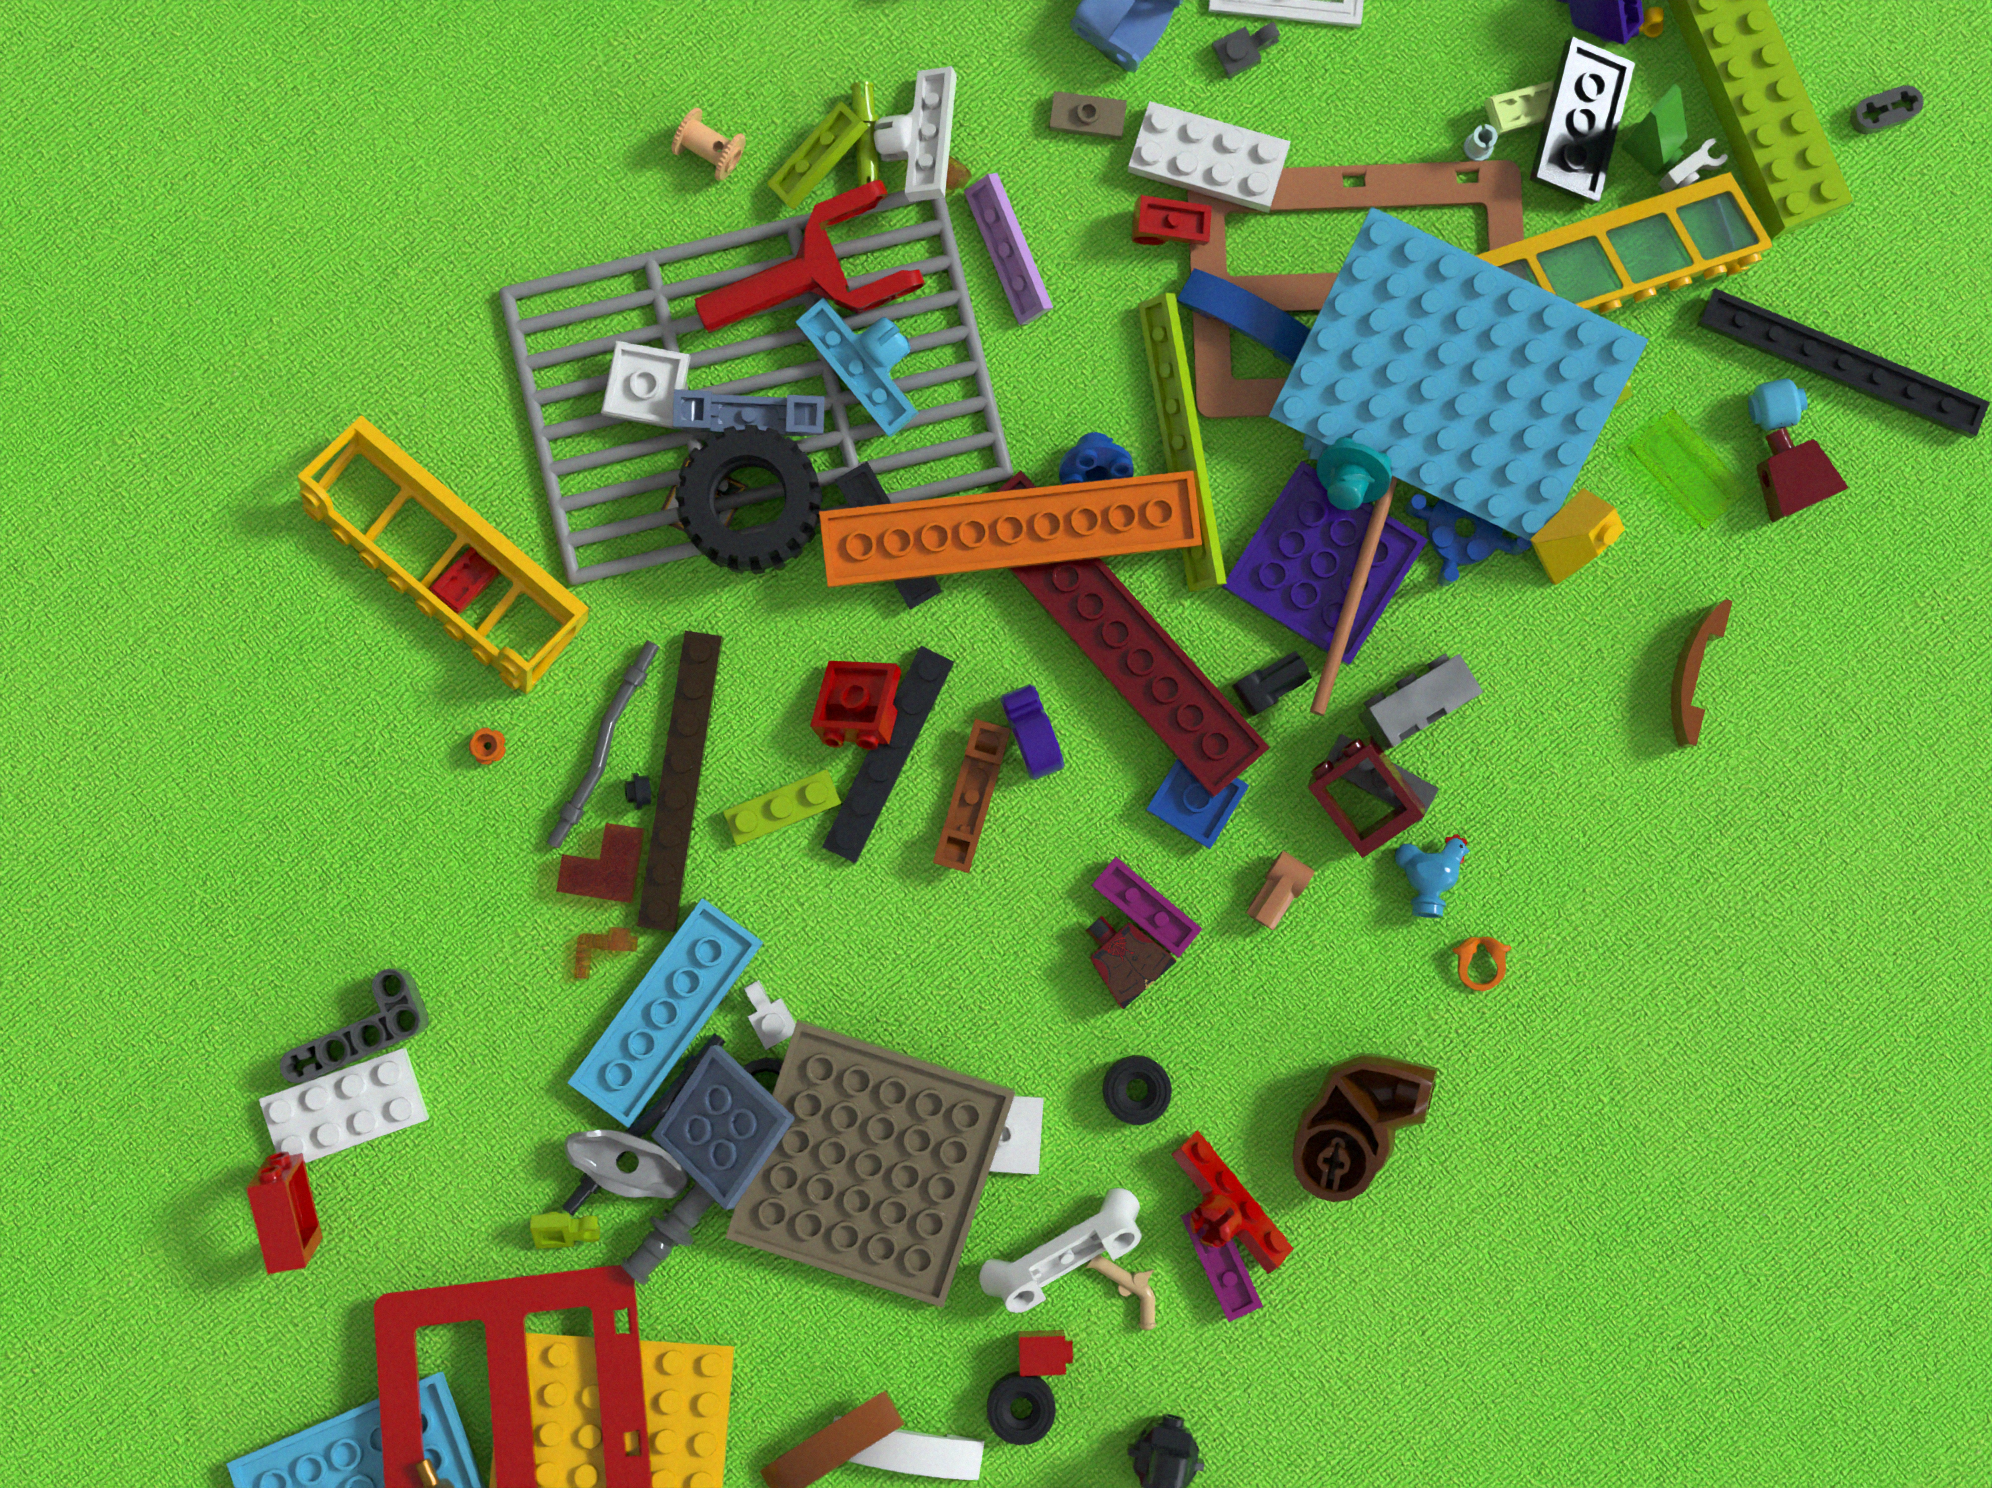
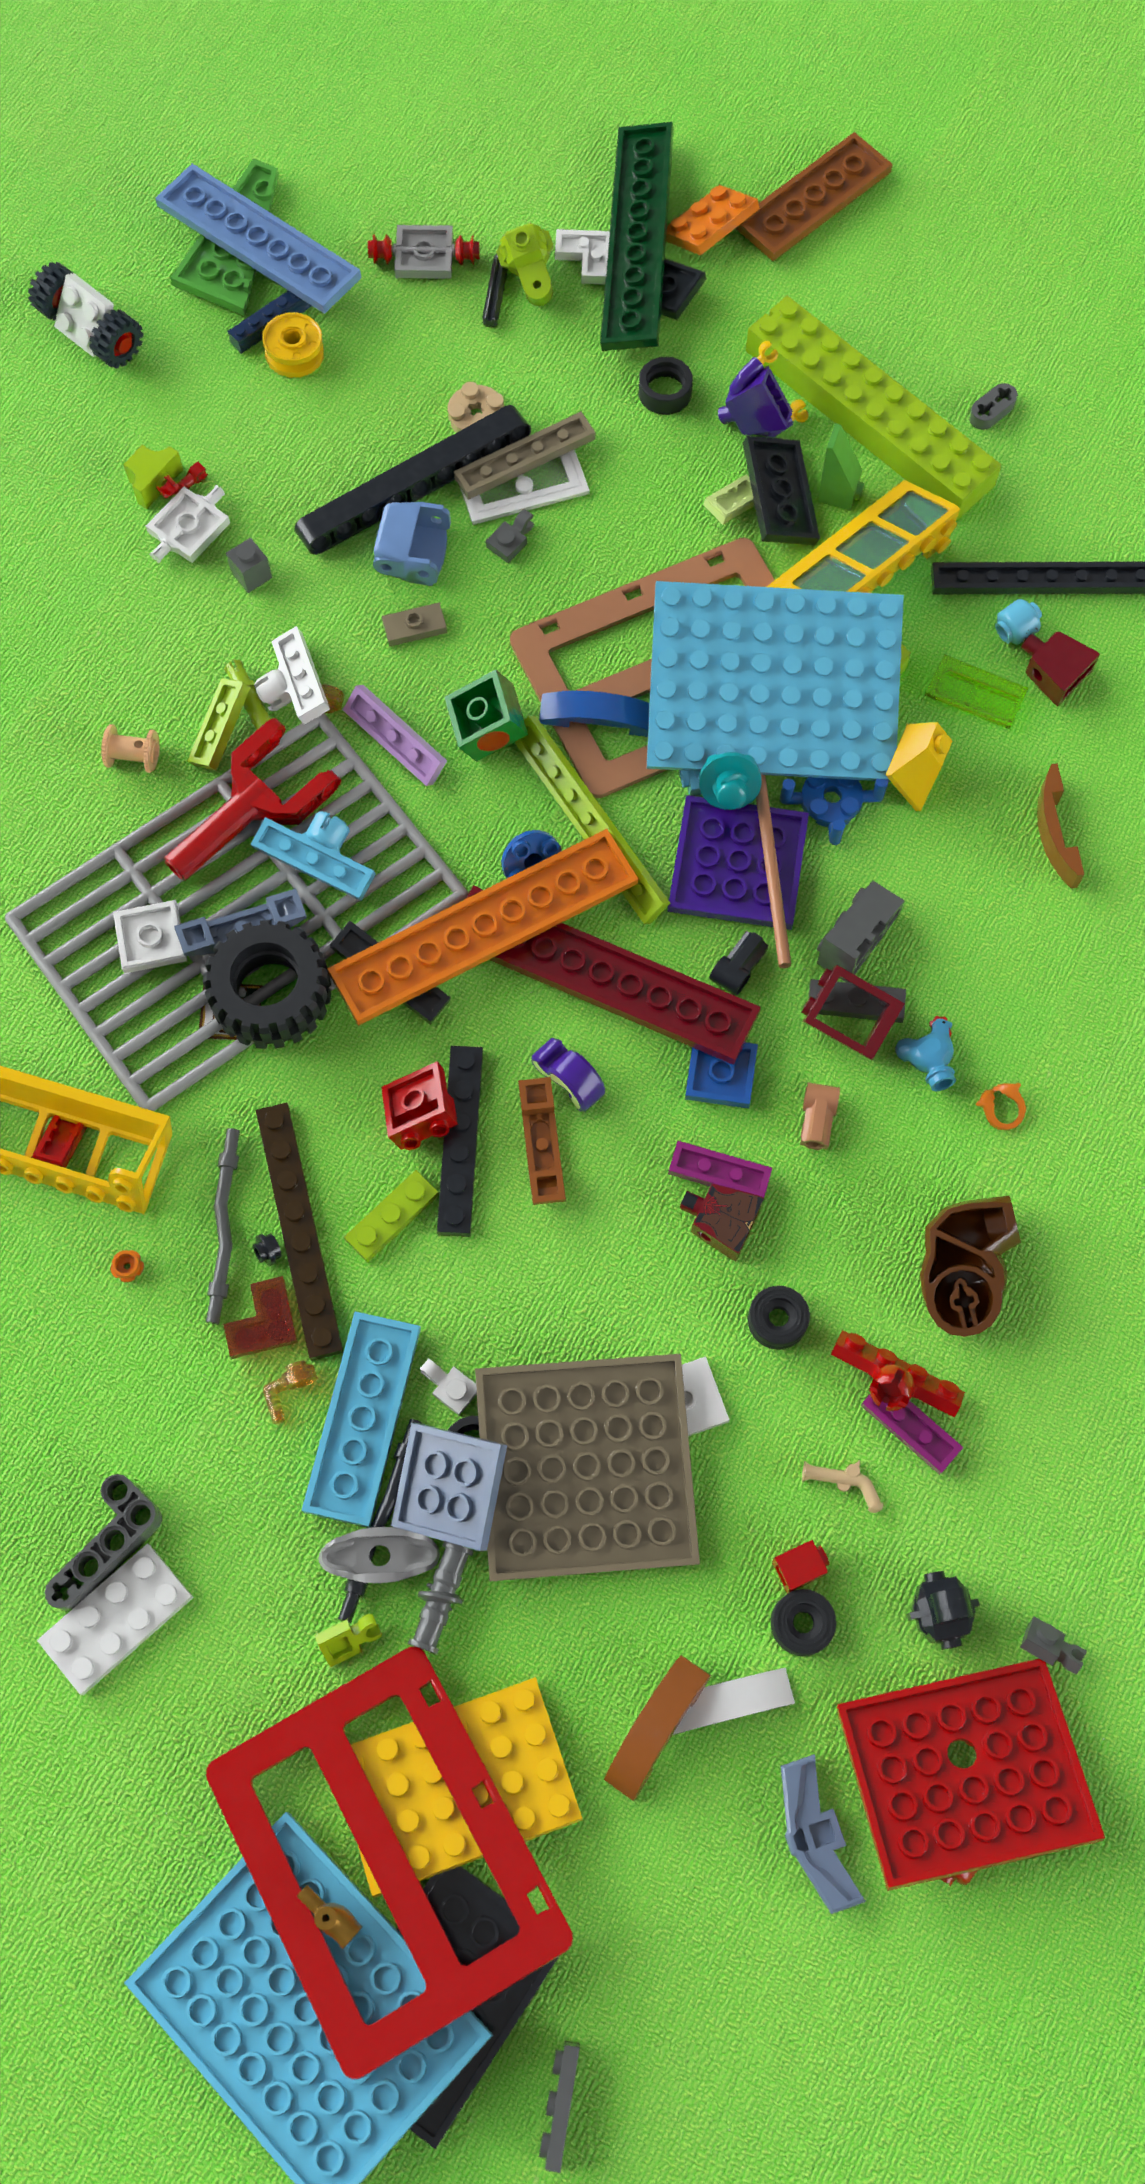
camera: 20 degrees left, 15 degrees down
(284, 1212) = (95, 1721): red window -> none
(1110, 1230) = (756, 1508): white plate -> none
(1118, 273) = (486, 715): none -> green brick
(1166, 219) = (513, 664): red plate -> none
(1208, 157) = (518, 616): white plate -> none
(1480, 143) = (714, 533): light aqua pin -> none
(1686, 171) = (874, 488): white plate -> none

